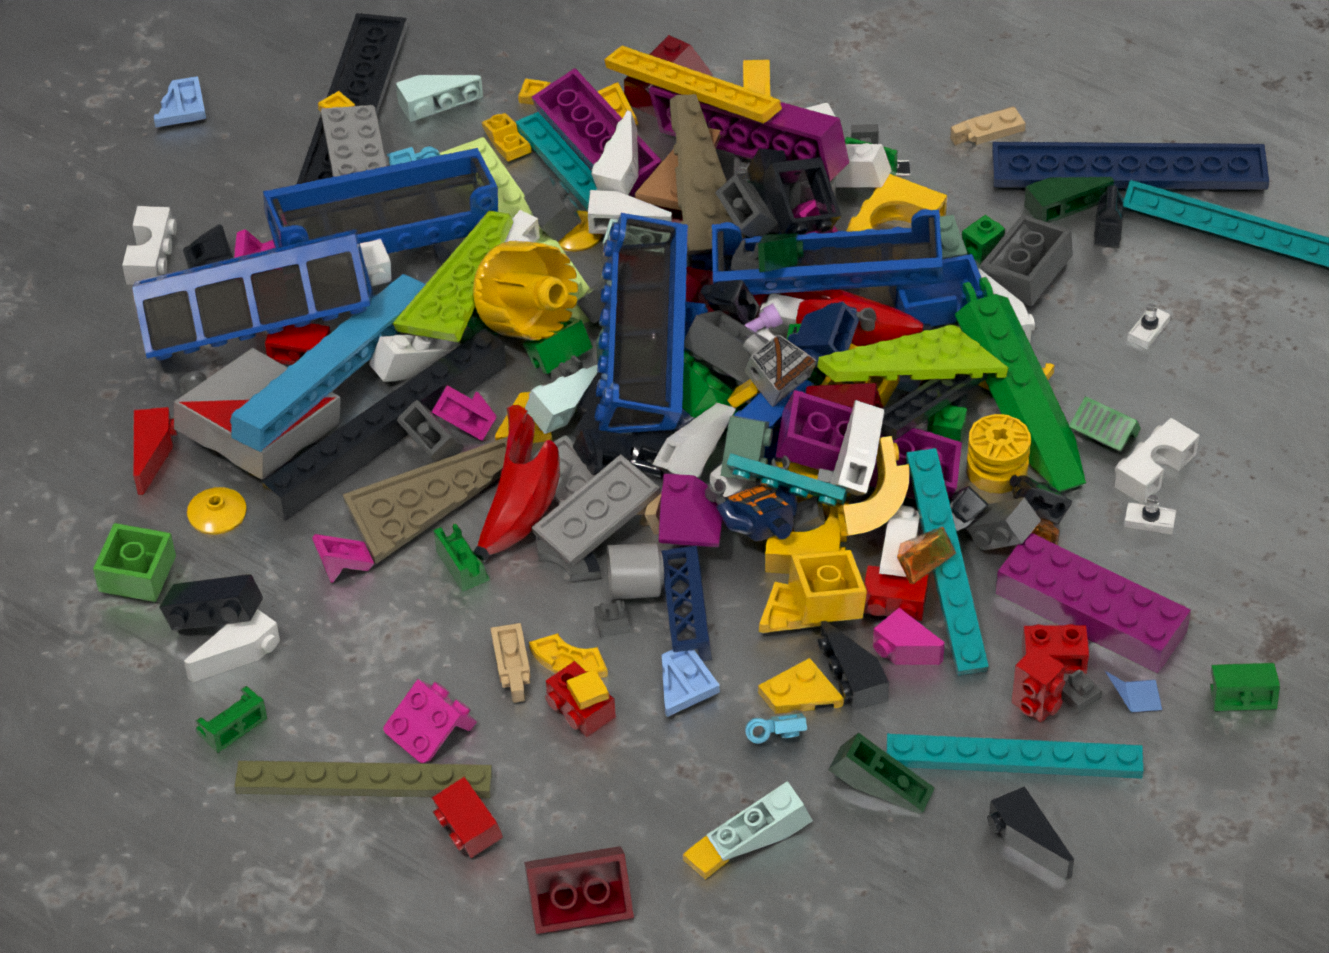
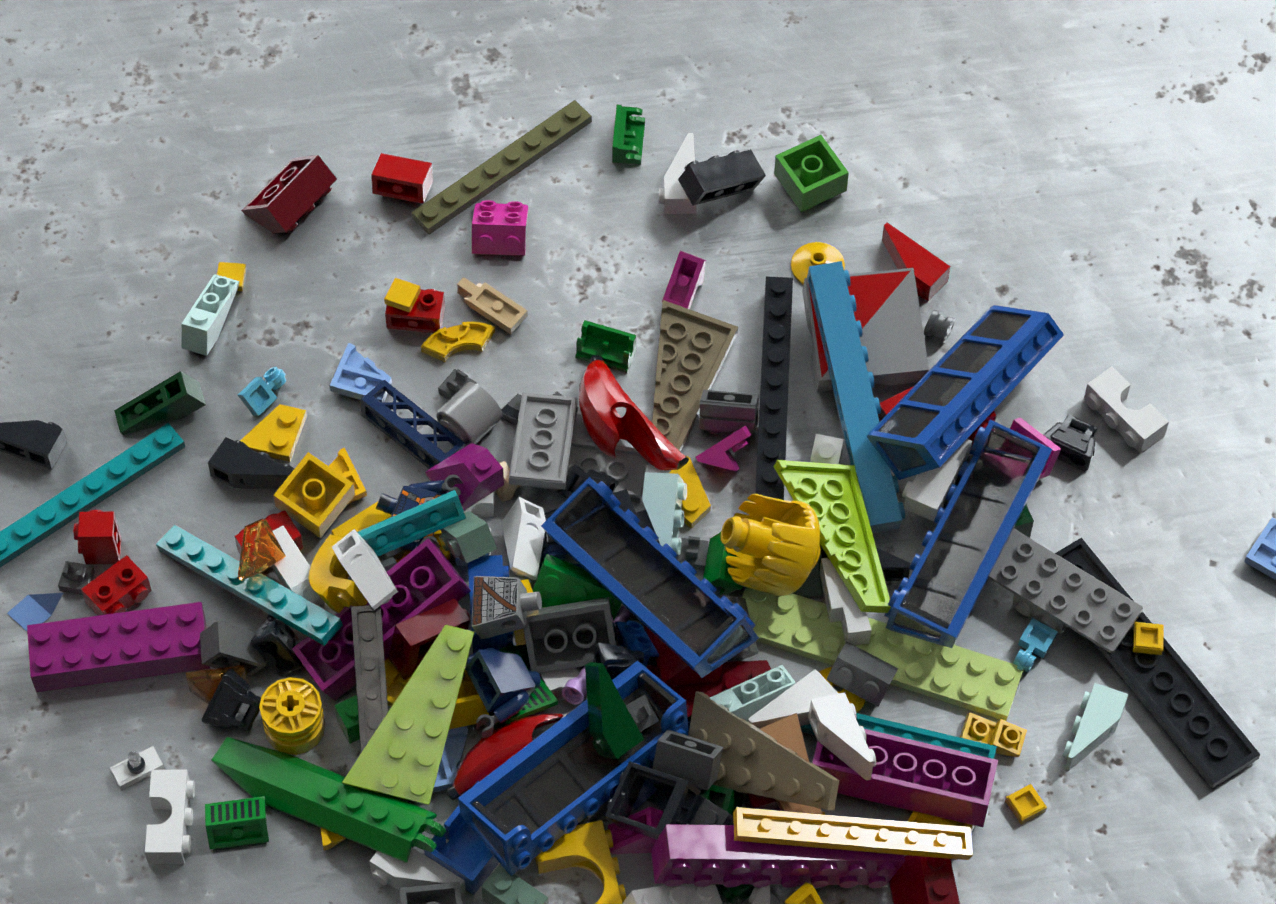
camera: 135 degrees right, 10 degrees up
(907, 641) = (227, 515): dark pink slope -> none

